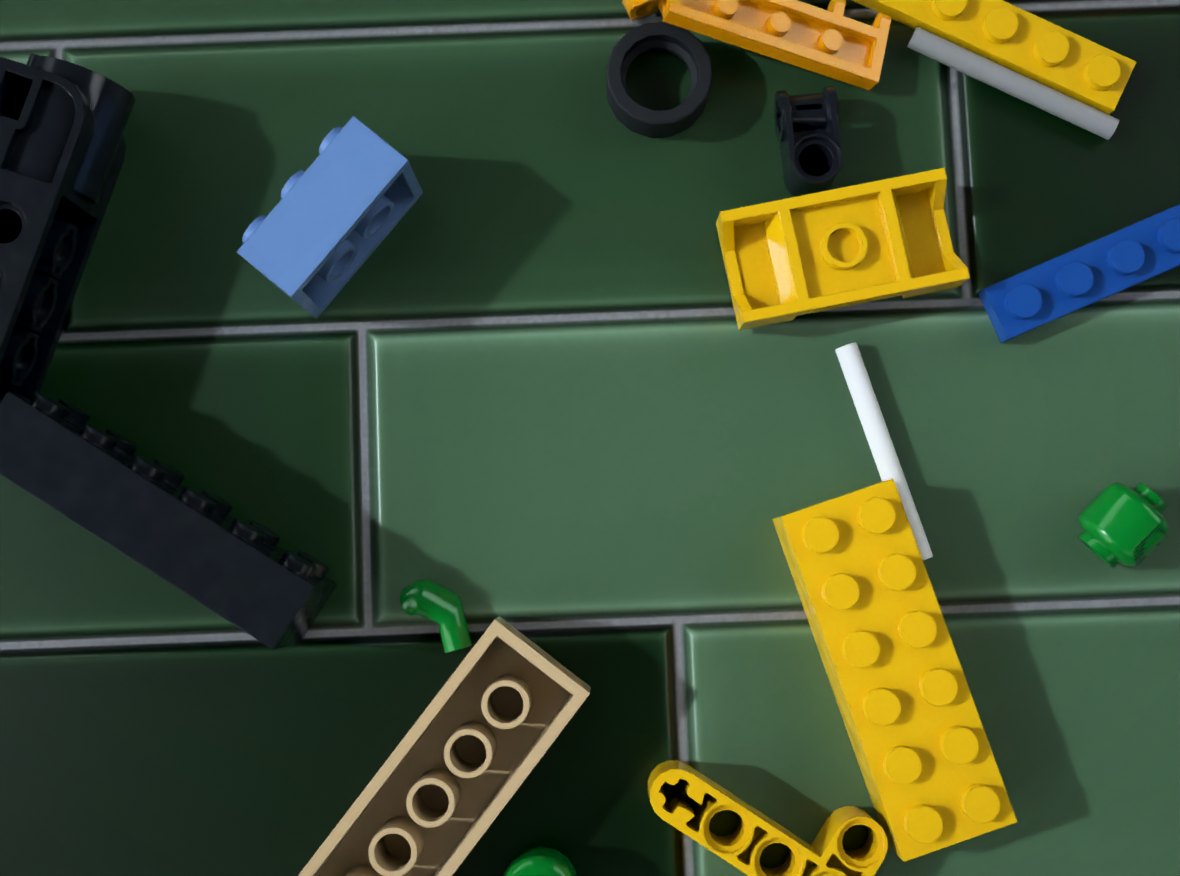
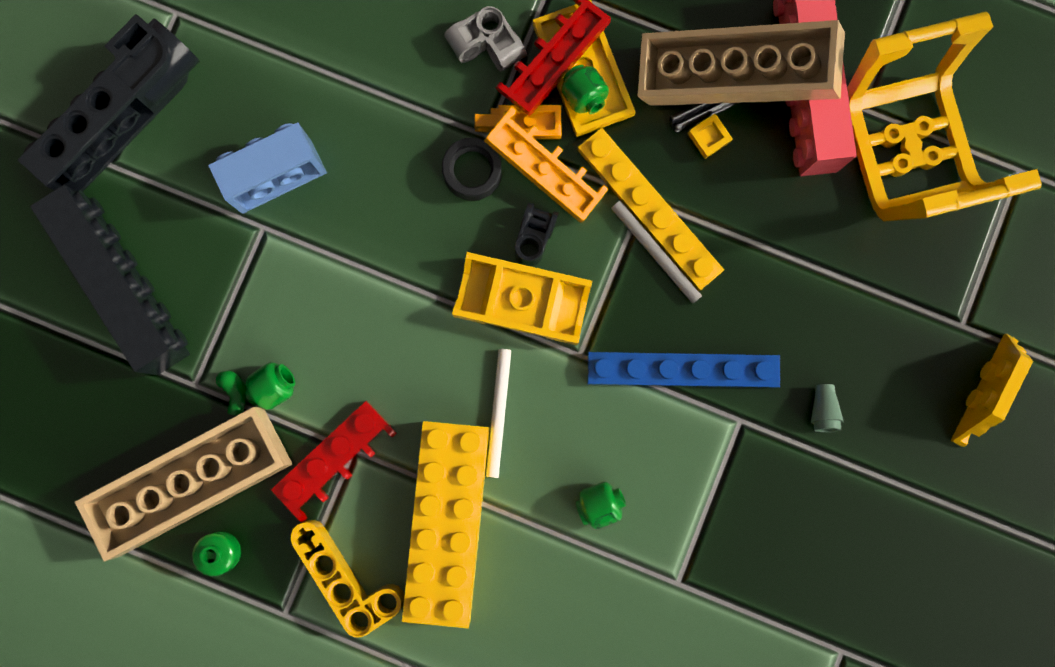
camera: 20 degrees right, 0 degrees up
(496, 575) = (269, 386): none -> green head
(648, 648) = (331, 458): none -> red hinge

